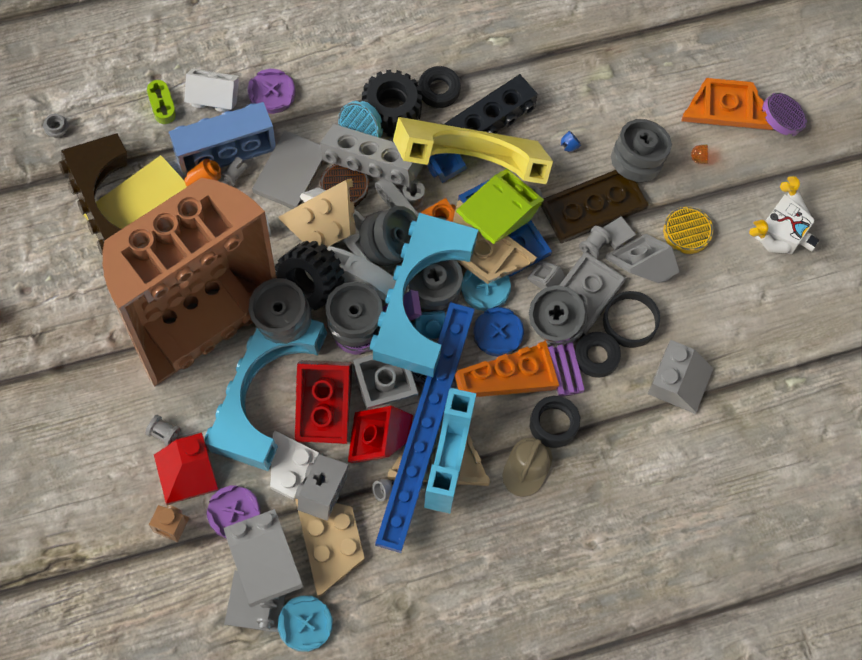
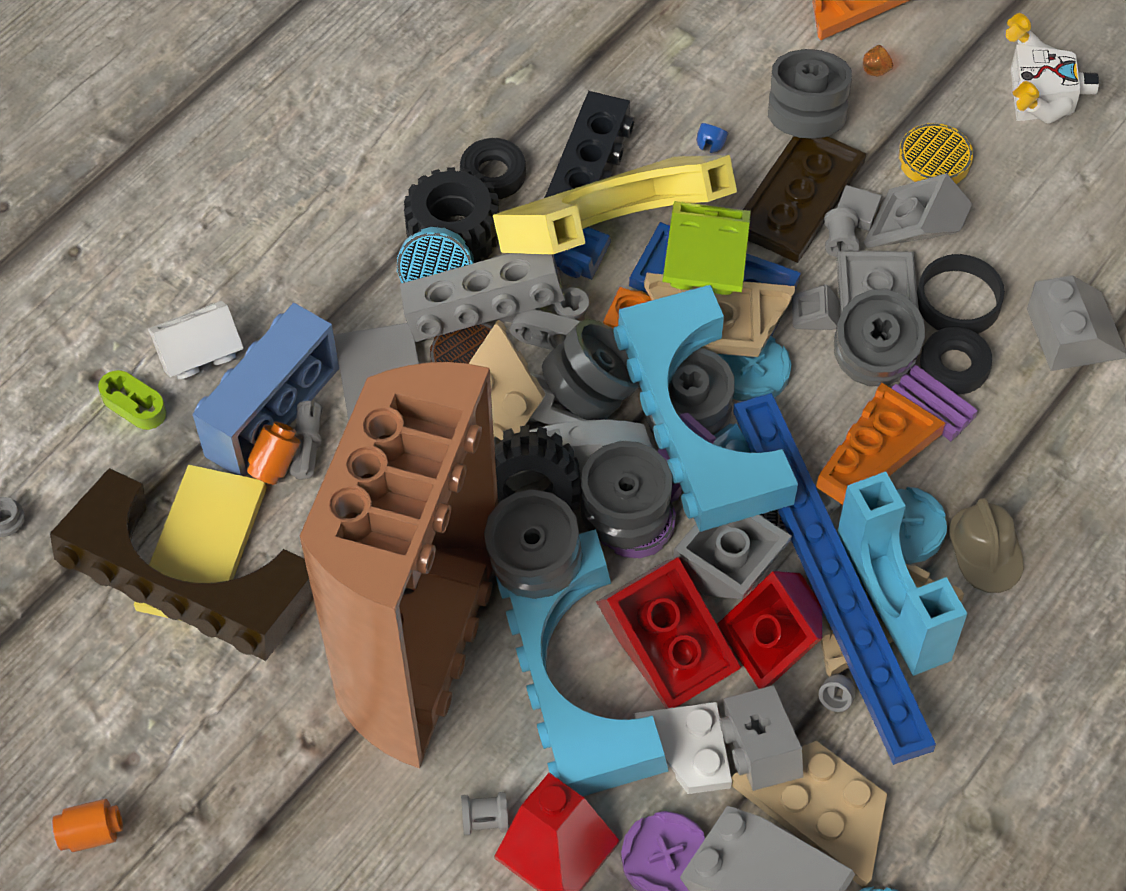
camera: 30 degrees left, 10 degrees down
(273, 89) = (269, 293): medium lavender tile -> none
(494, 426) = (922, 525): none -> medium azure tile
(498, 331) = (815, 410): blue tile -> none
(565, 406) = (983, 445): black tyre -> none

